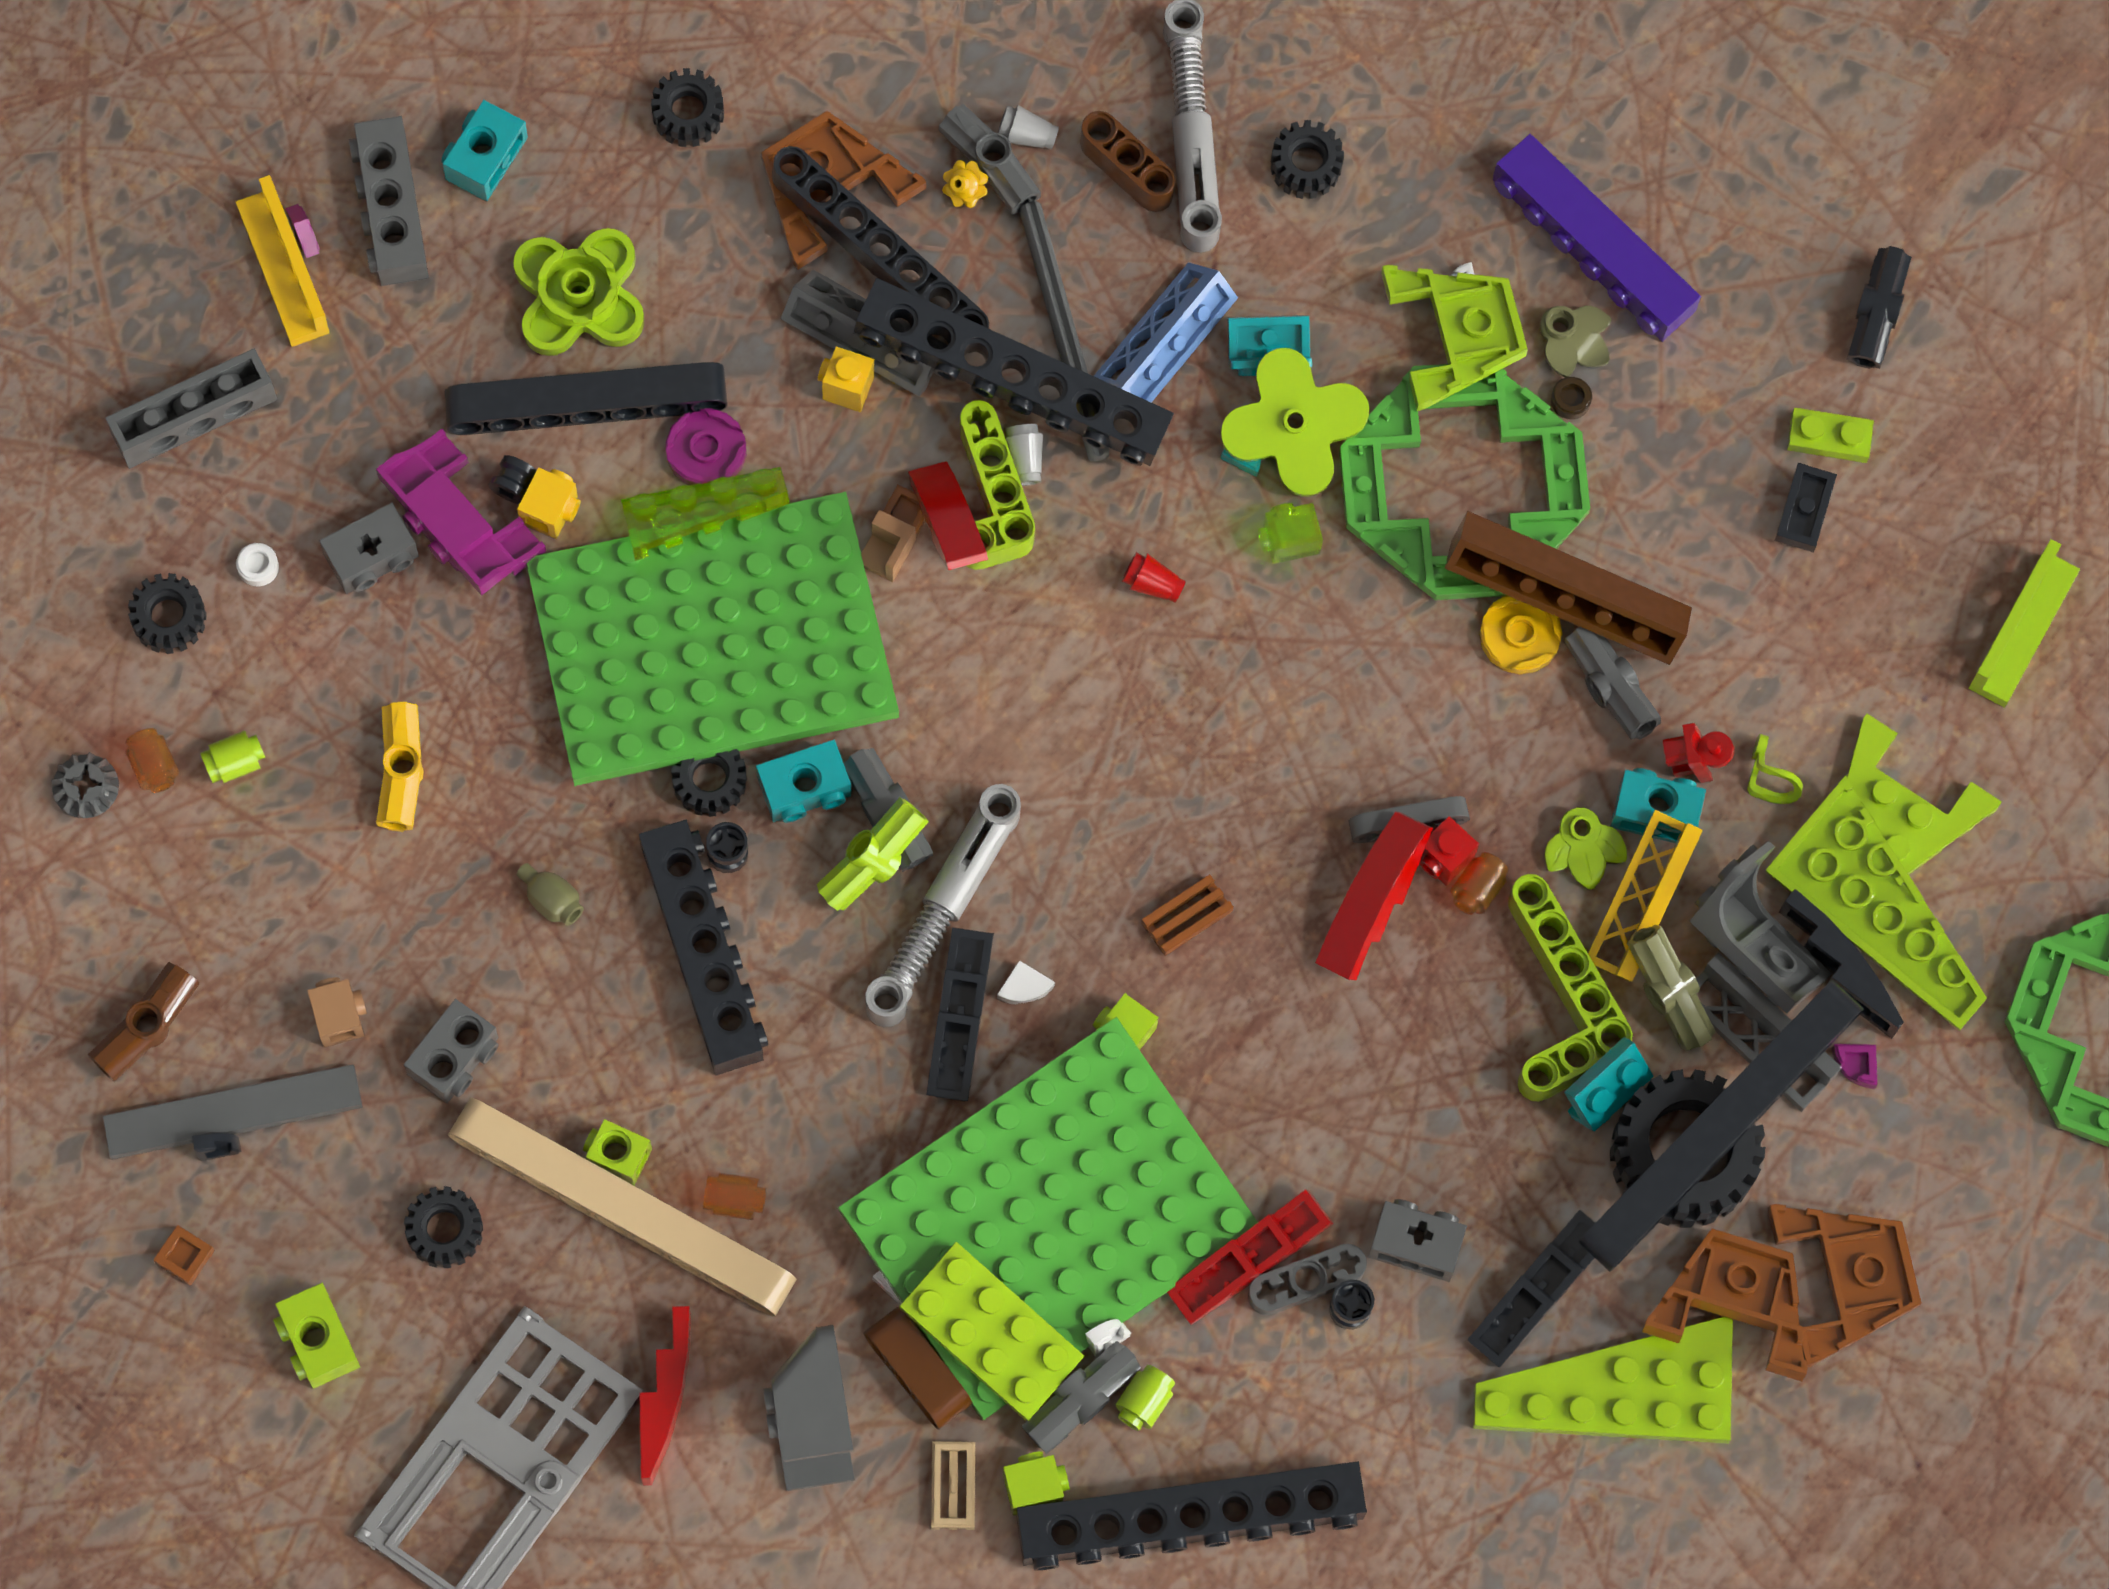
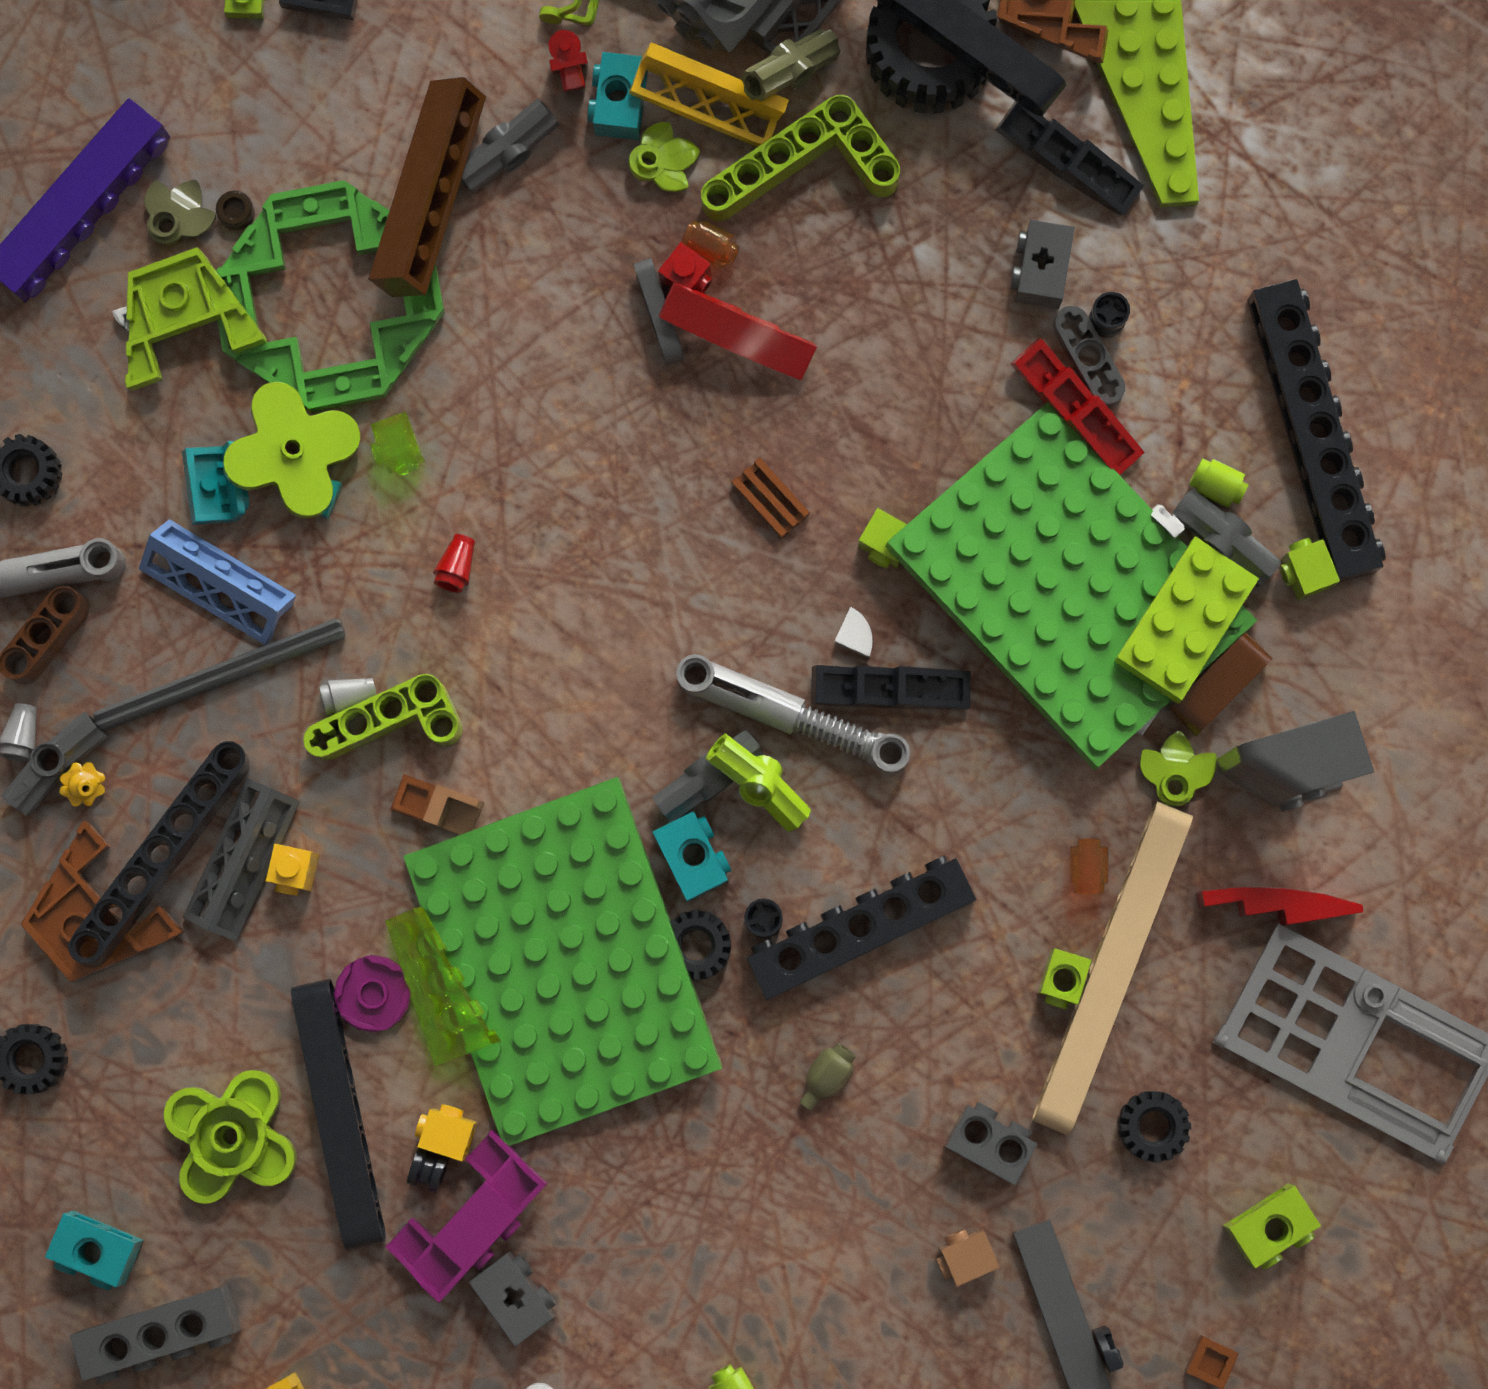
camera: 85 degrees left, 10 degrees up
(400, 743) = (697, 1236): yellow piece -> none
(834, 1303) = (1177, 764): none -> lime plate
(947, 515) = (425, 753): red slope -> none
(953, 1522) = (1285, 644): tan tile -> none
(1001, 353) = (309, 581): black brick -> none
(1519, 636) = (472, 235): yellow tile -> none
(1608, 1085) = (886, 112): teal bracket -> none

